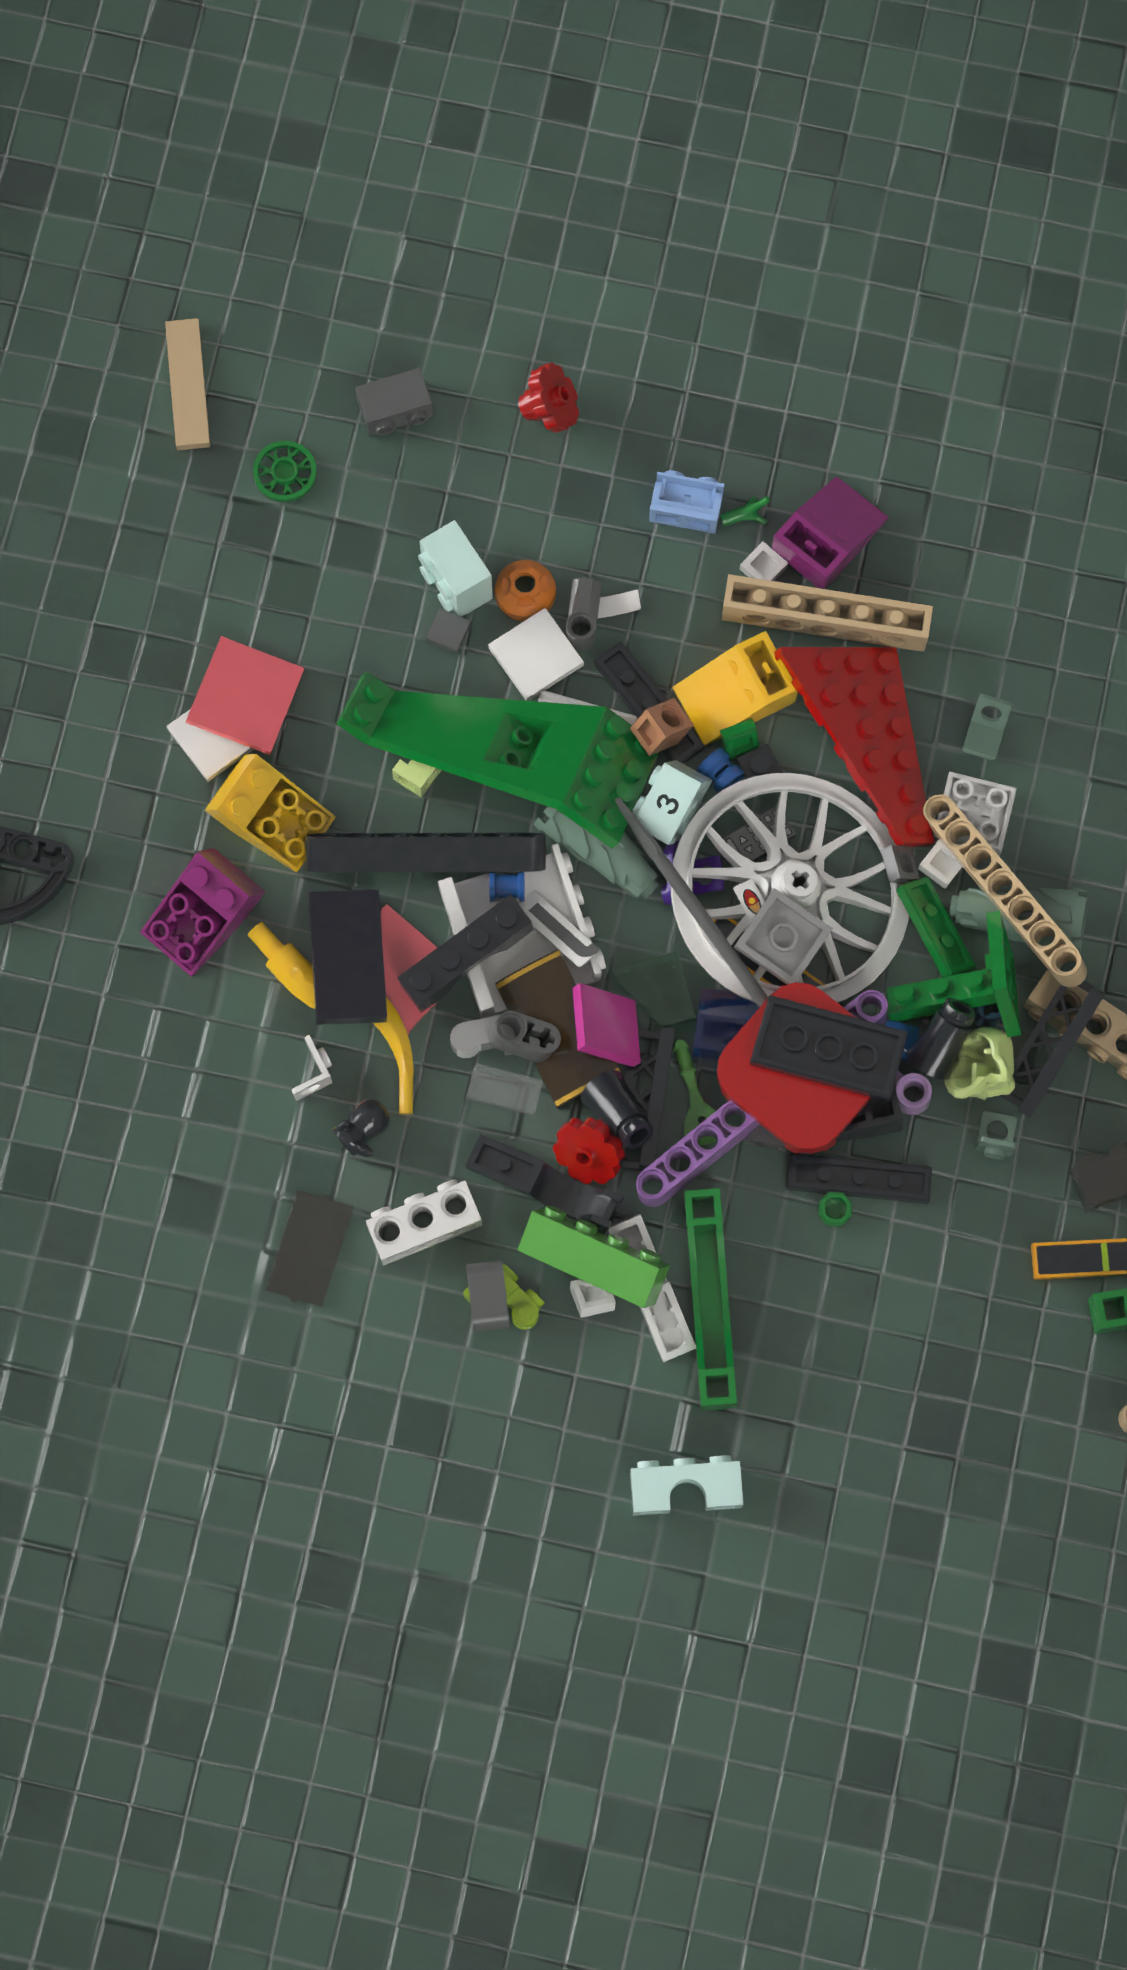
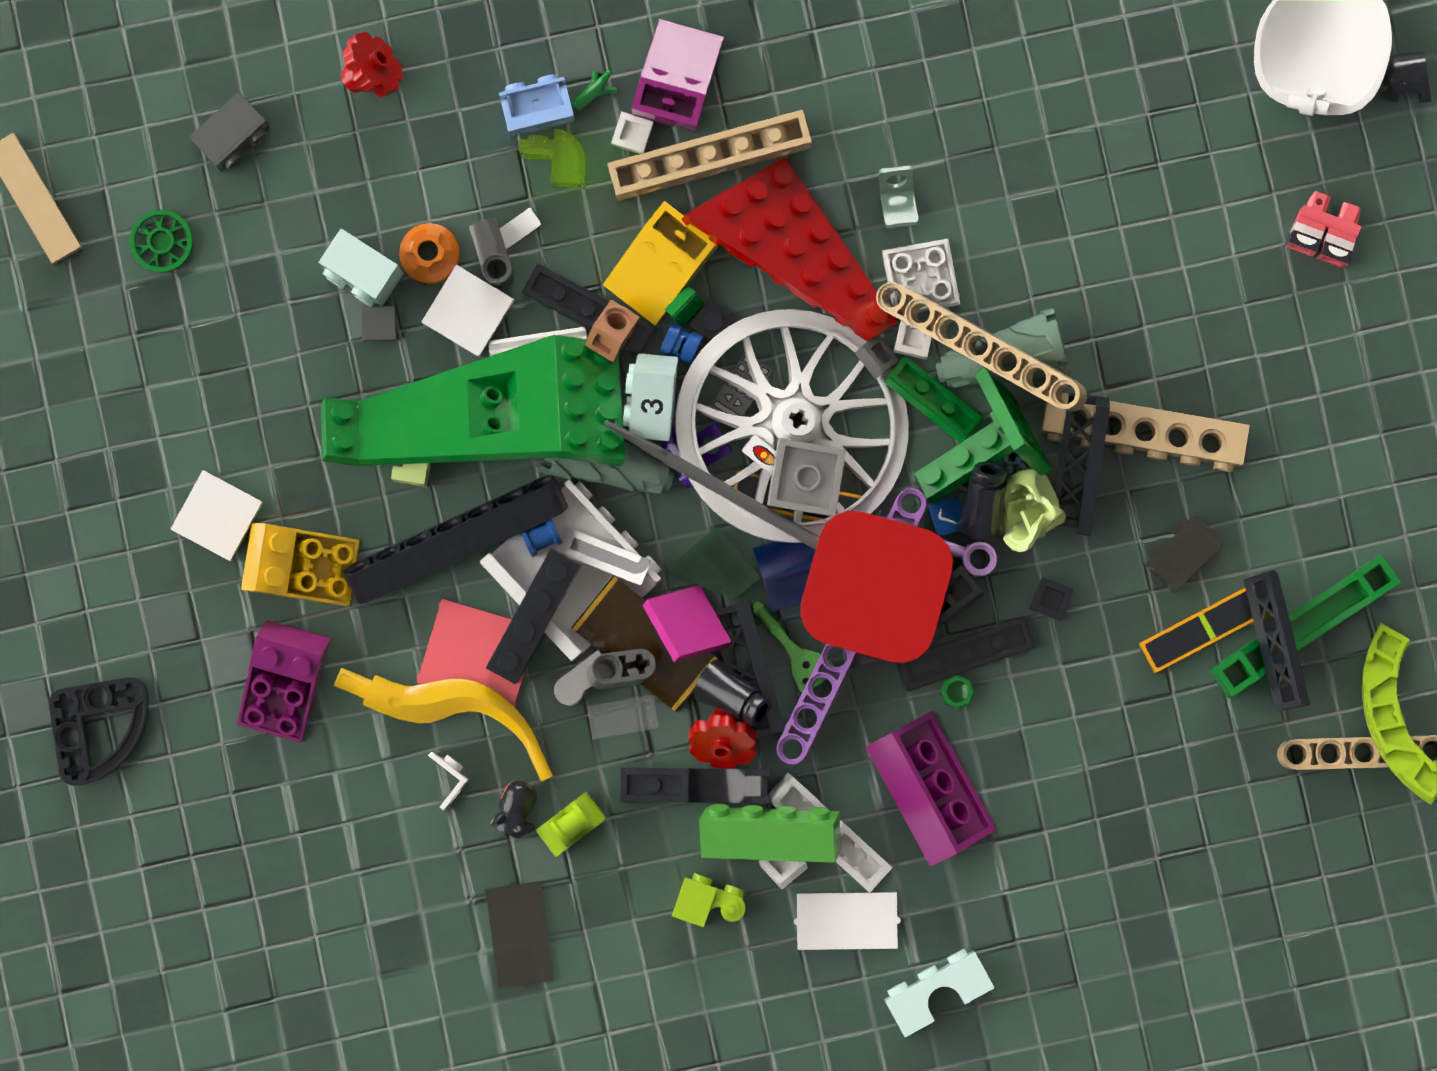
camera: 20 degrees left, 10 degrees up
(245, 695) = (227, 468): coral piece -> none
(347, 957) = (431, 666): black tile -> none
(407, 1165) = (571, 824): none -> lime piece
(414, 1239) = (604, 886): white brick -> none
(487, 1296) = (695, 912): dark grey beam -> none
(629, 1379) = (847, 921): none -> white piece
(691, 556) = (567, 158): none -> clear neon green brick
(710, 1299) = (887, 823): green arch -> none
(768, 1288) = (931, 788): none -> magenta slope
(829, 1048) = (892, 562): black tile -> none
(965, 1163) = (1051, 599): none -> black plate
(993, 1147) = (1072, 573): sand green bracket -> none

